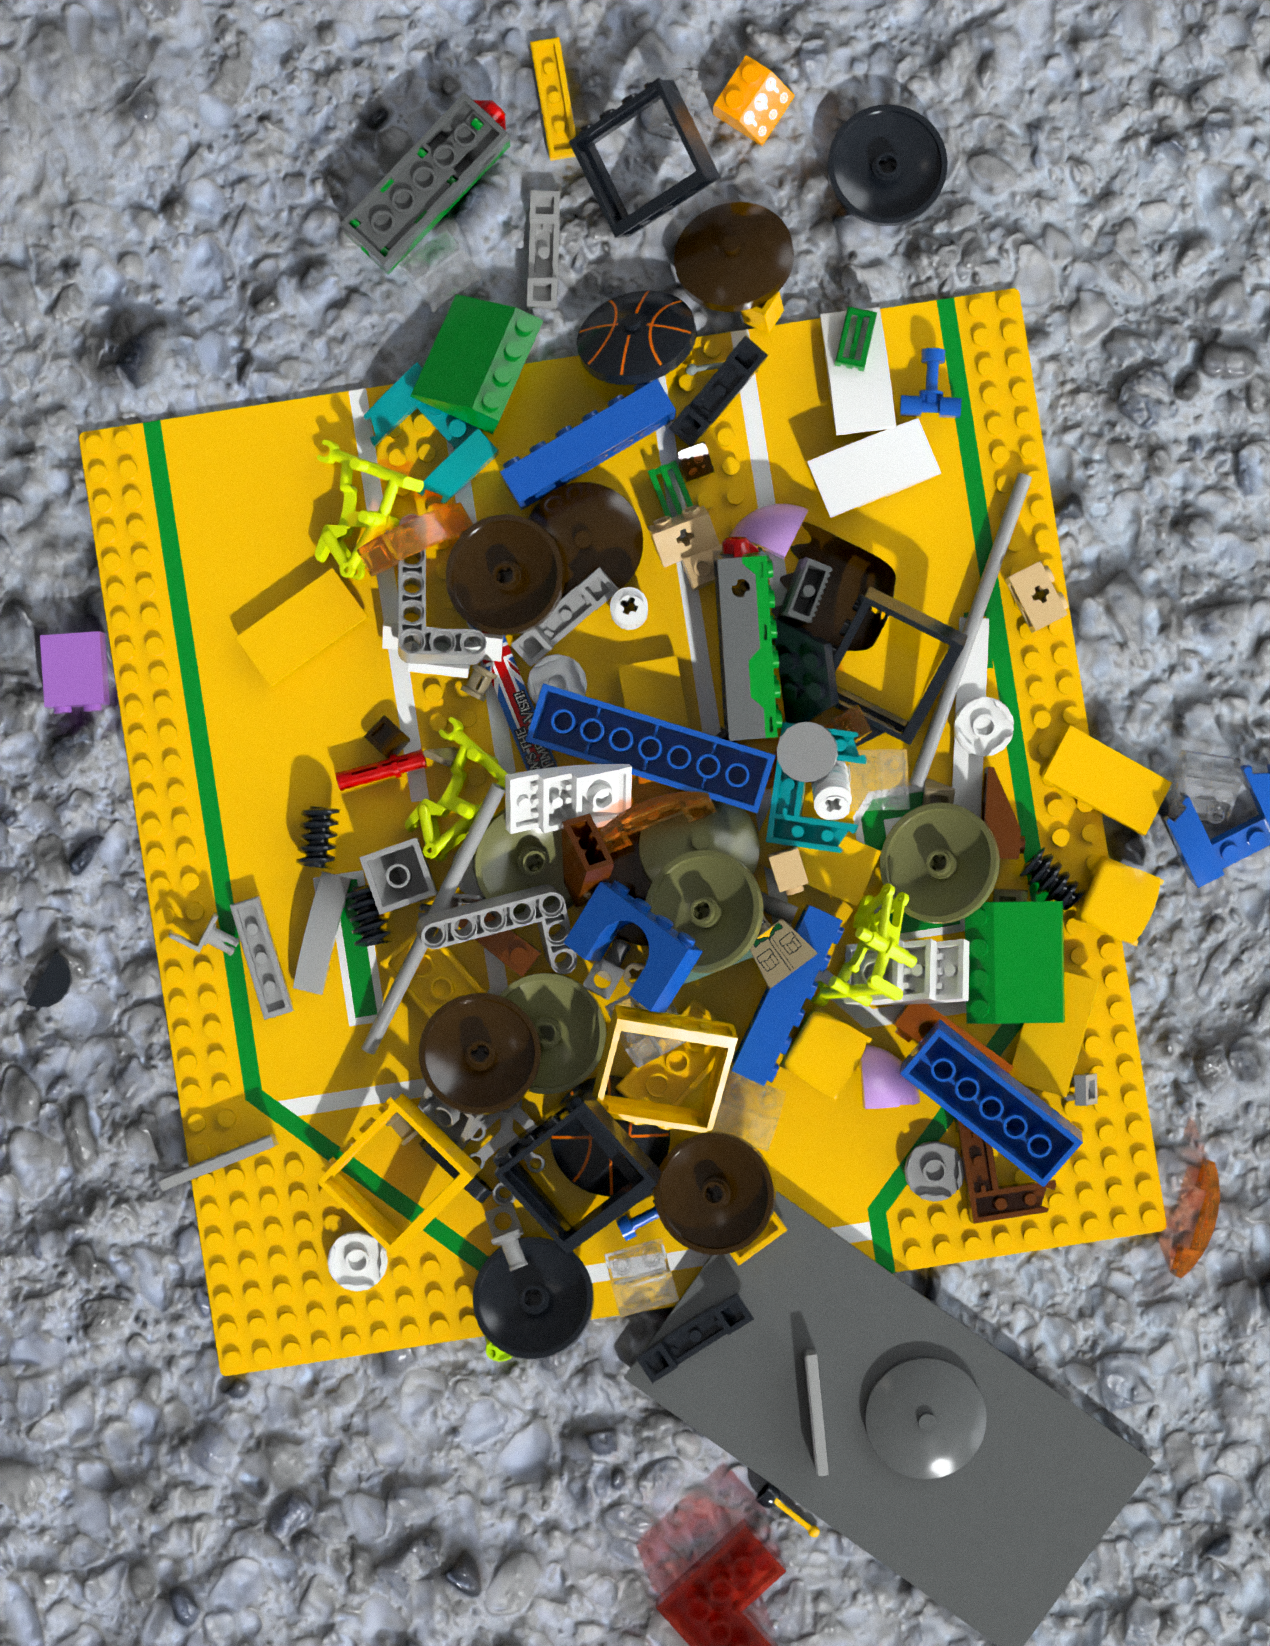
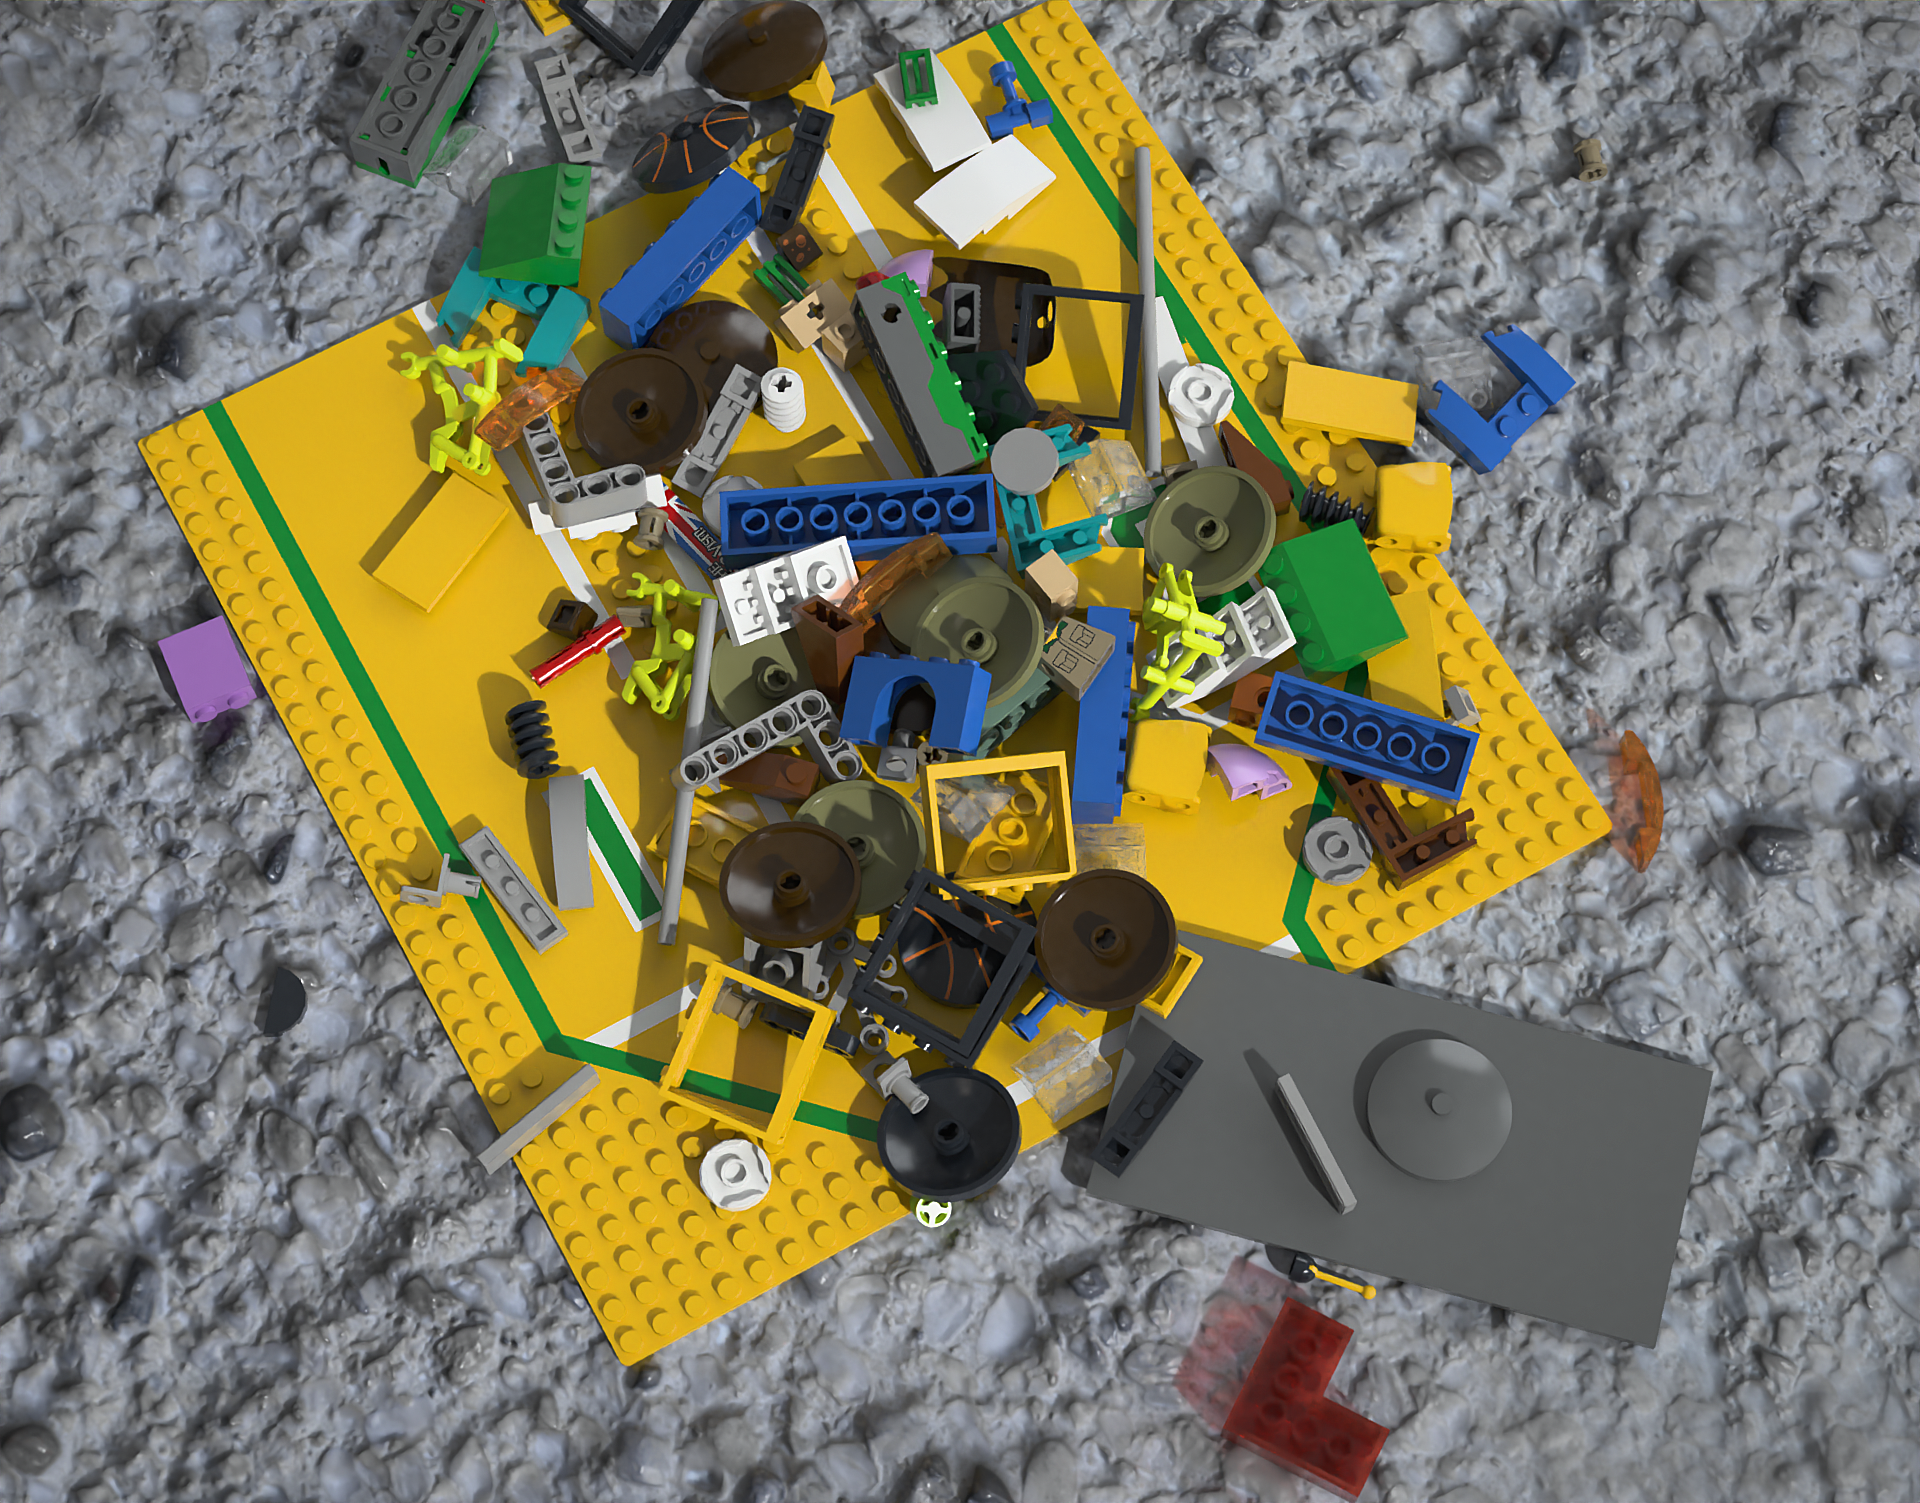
camera: 25 degrees left, 20 degrees down
(367, 918) = (613, 801): black piece -> none
(398, 876) = (636, 741): light grey slope -> none
(833, 793) = (1067, 497): white piece -> none
(1023, 586) = (1201, 253): tan brick -> none

